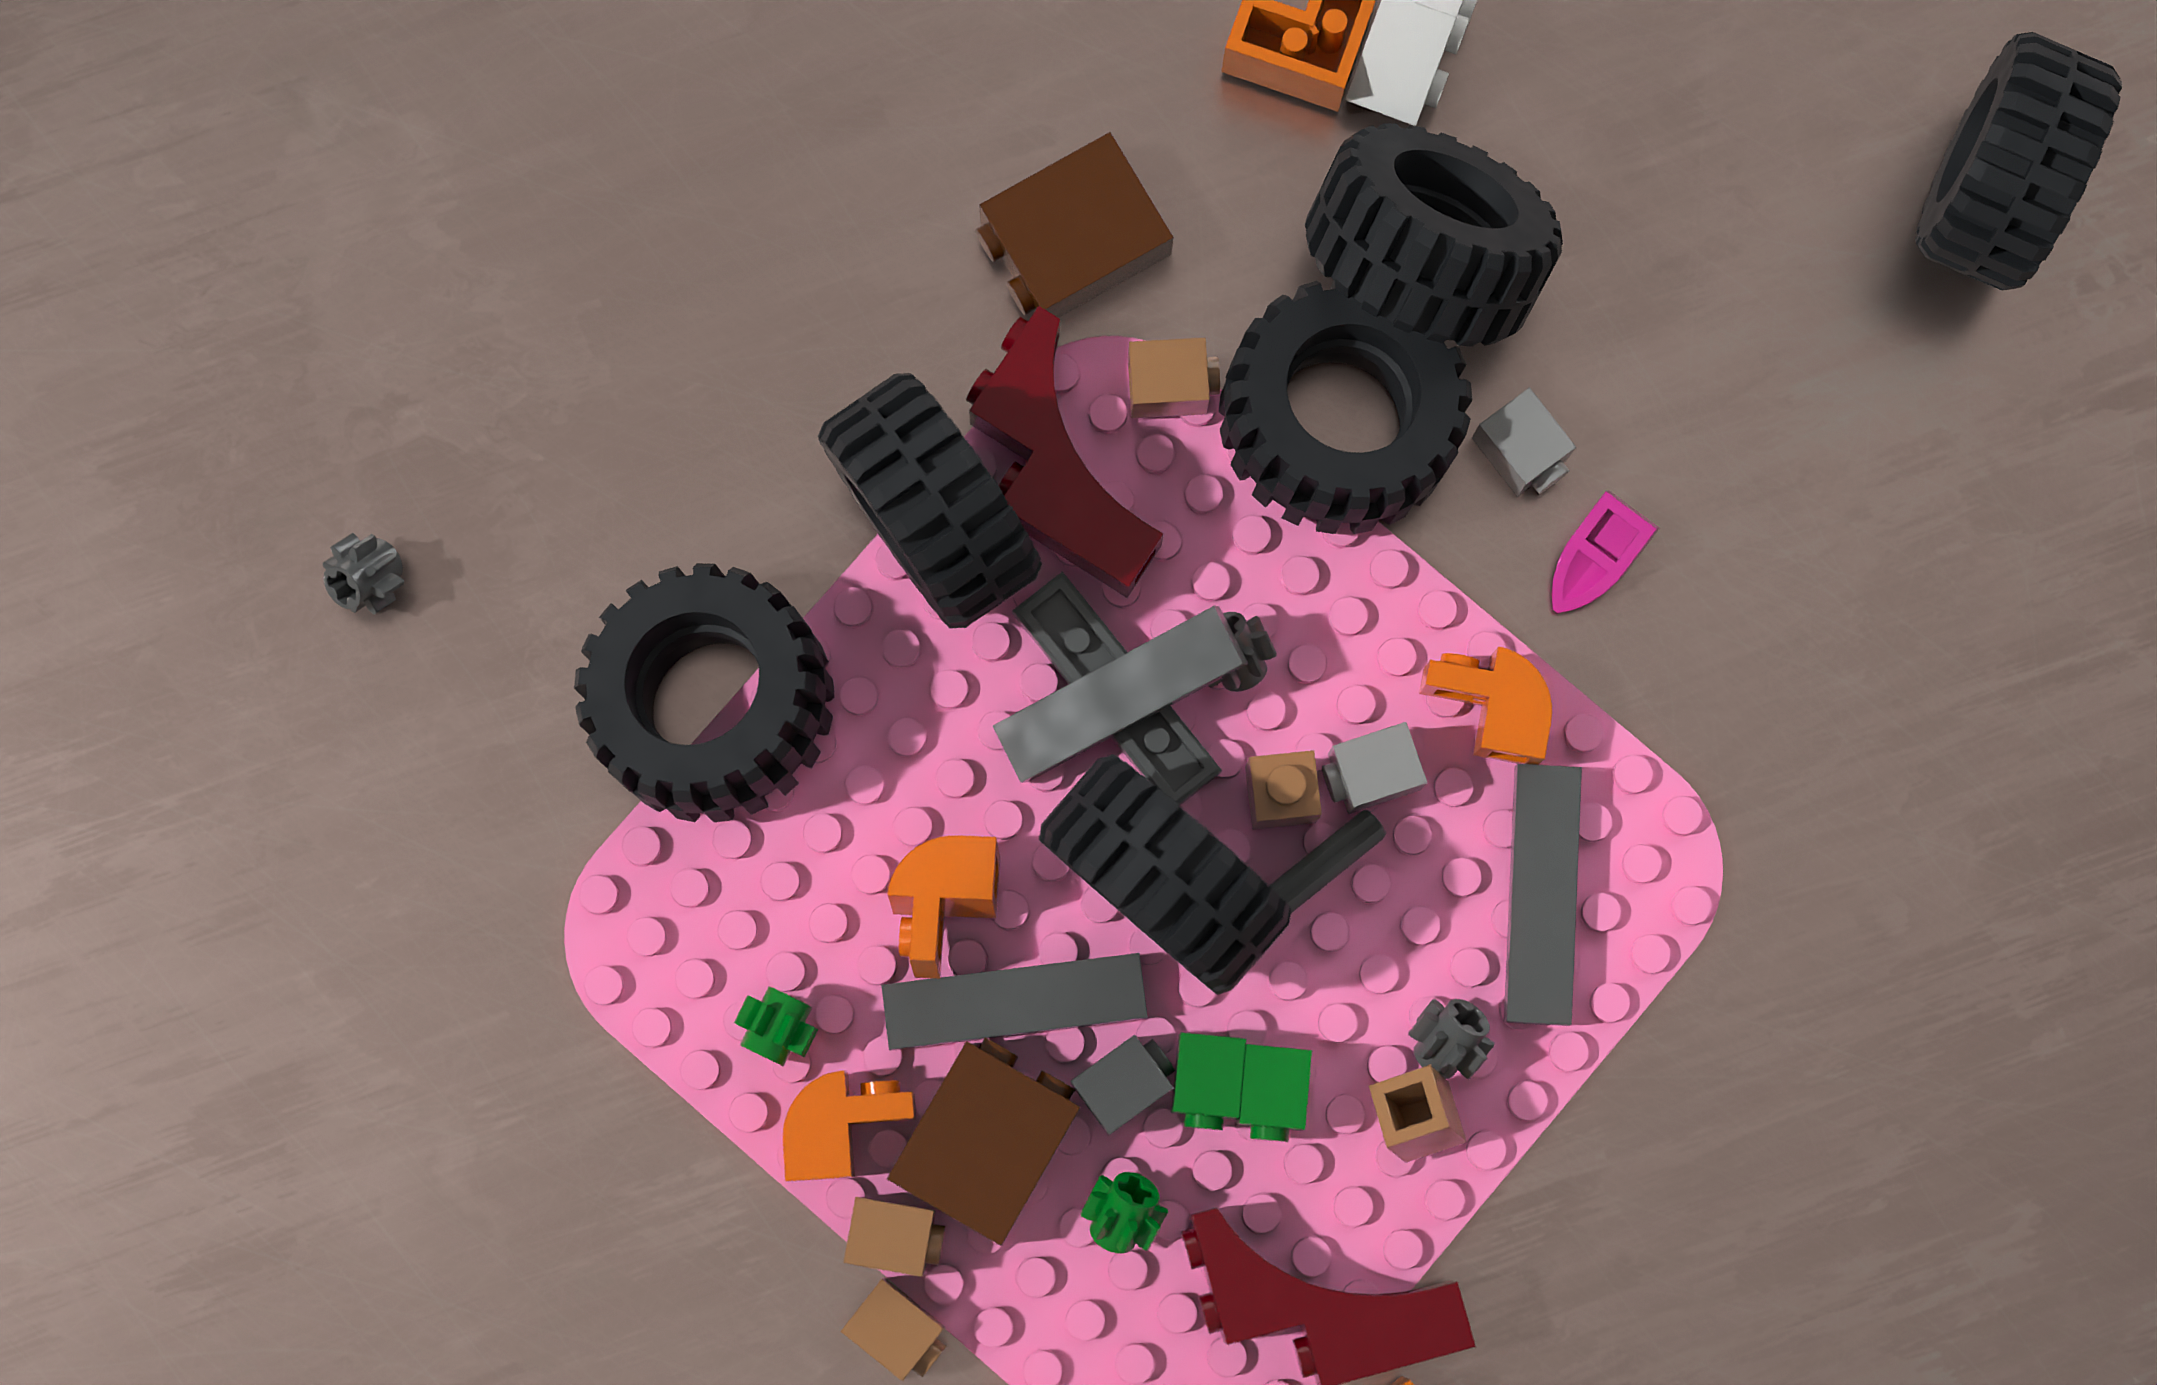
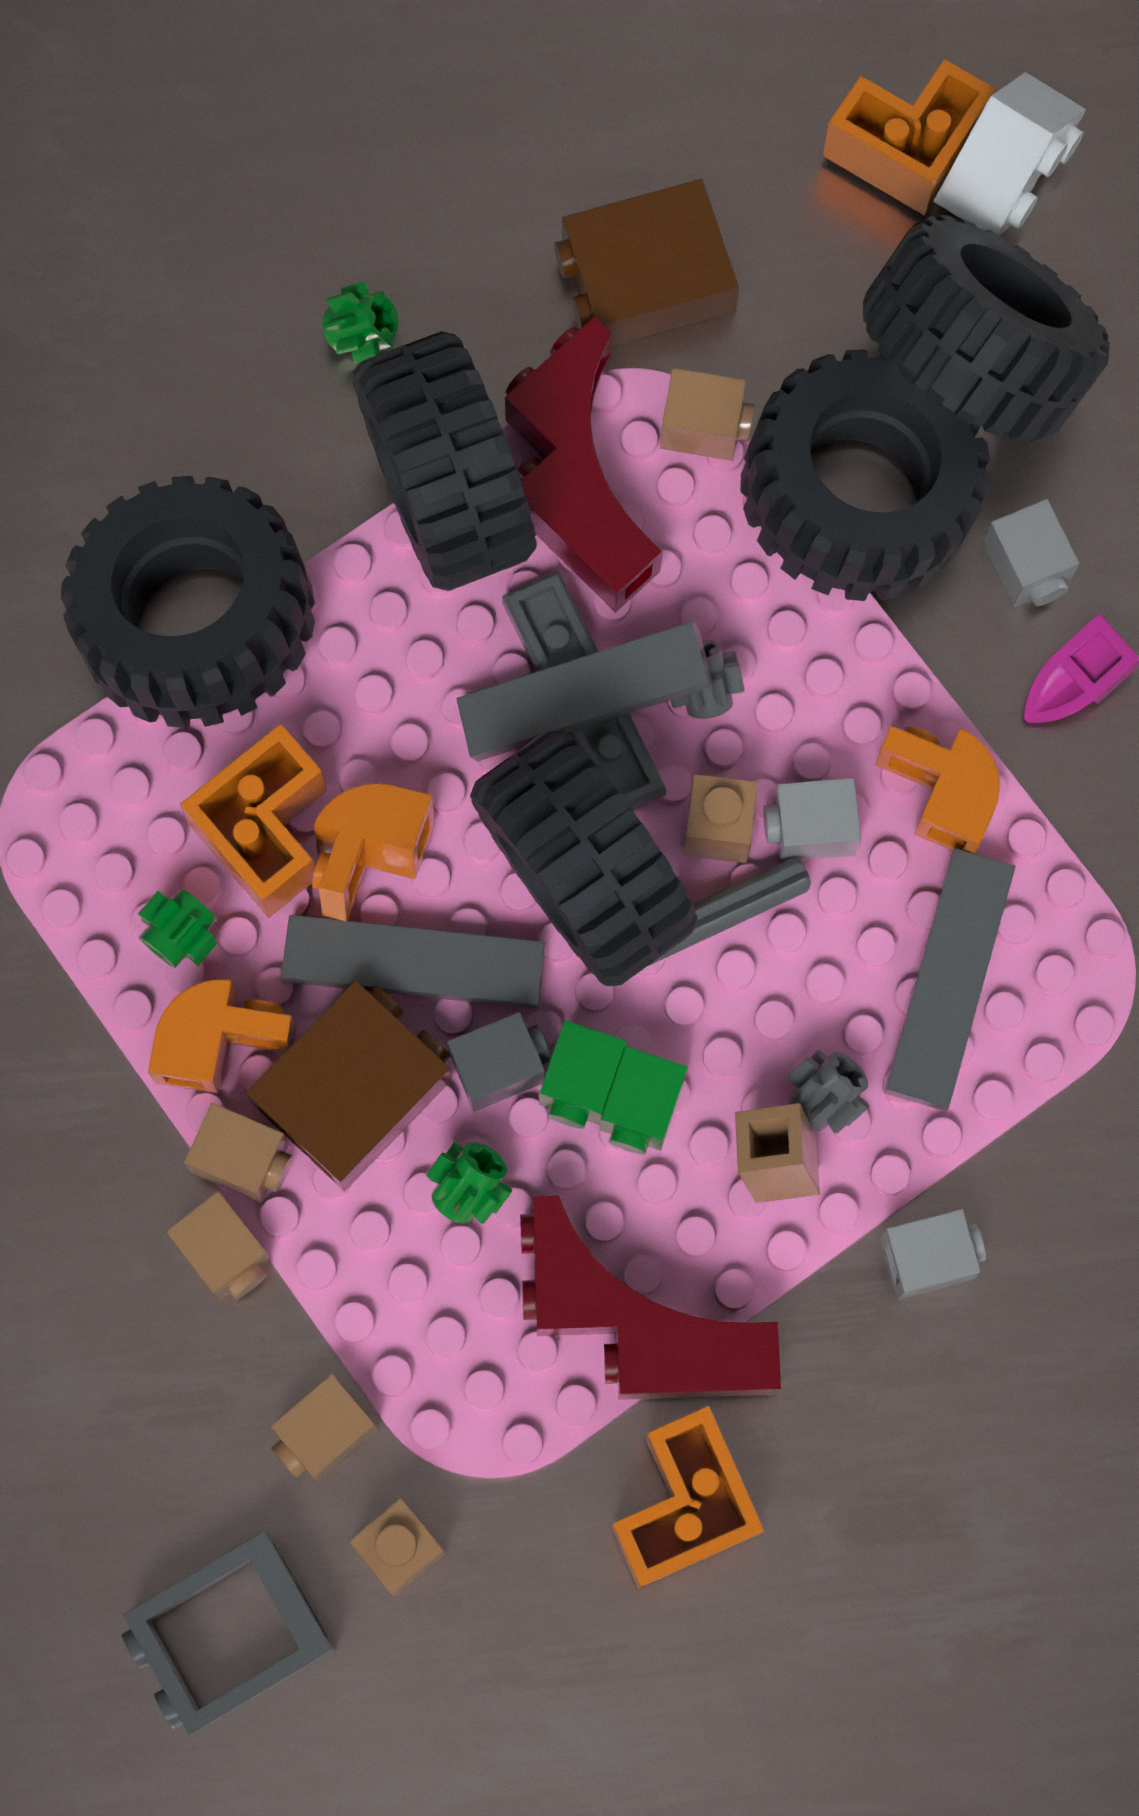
camera: 15 degrees right, 5 degrees down
(801, 357) = (360, 322): none -> green gear
(813, 896) = (245, 813): none -> orange brick
(1587, 1170) = (933, 1253): none -> light grey brick

